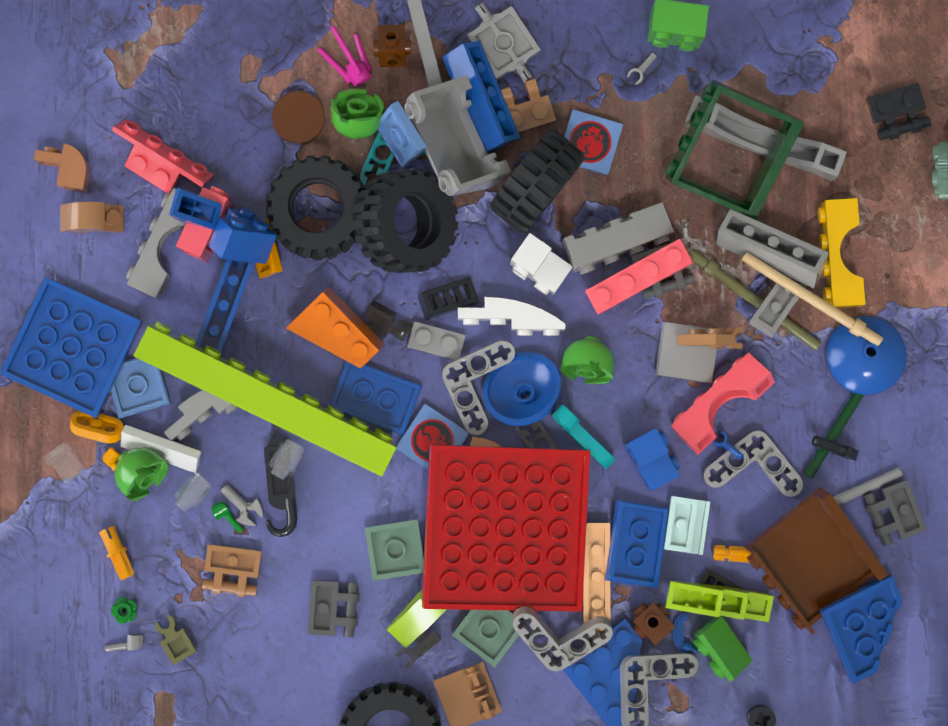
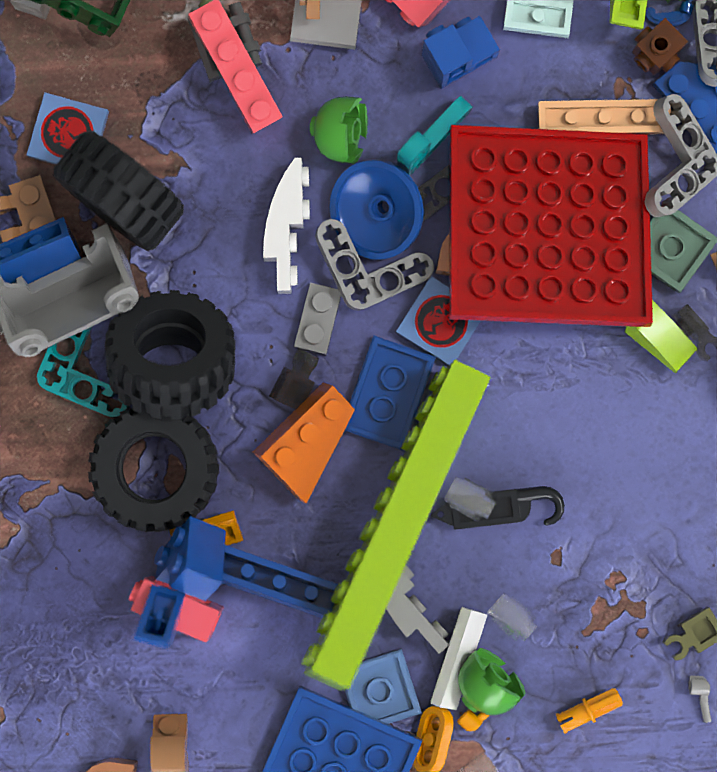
camera: 90 degrees left, 0 degrees up
(130, 615) = (668, 703): green plate -> none
(149, 273) = (239, 678): light grey arch -> none
(158, 161) = (96, 672): coral bracket -> none
(220, 510) = (533, 581): green hand -> none
(234, 562) = (597, 562): medium nougat plate -> none
(242, 505) = (526, 555): light grey bar -> none
(298, 117) = (39, 496): reddish brown tile -> none
(324, 606) = (651, 450): dark grey plate -> none
(356, 113) = (34, 421): bright green cylinder -> none
(395, 549) = (577, 364): sand green plate -> none
(401, 135) = (61, 363): medium blue tile -> none
(426, 306) = (276, 330): black slope -> none
(540, 265) = (221, 190): white brick -> none
(618, 238) = (187, 97): light grey wedge -> none
(637, 544) = (563, 68): blue tile -> none

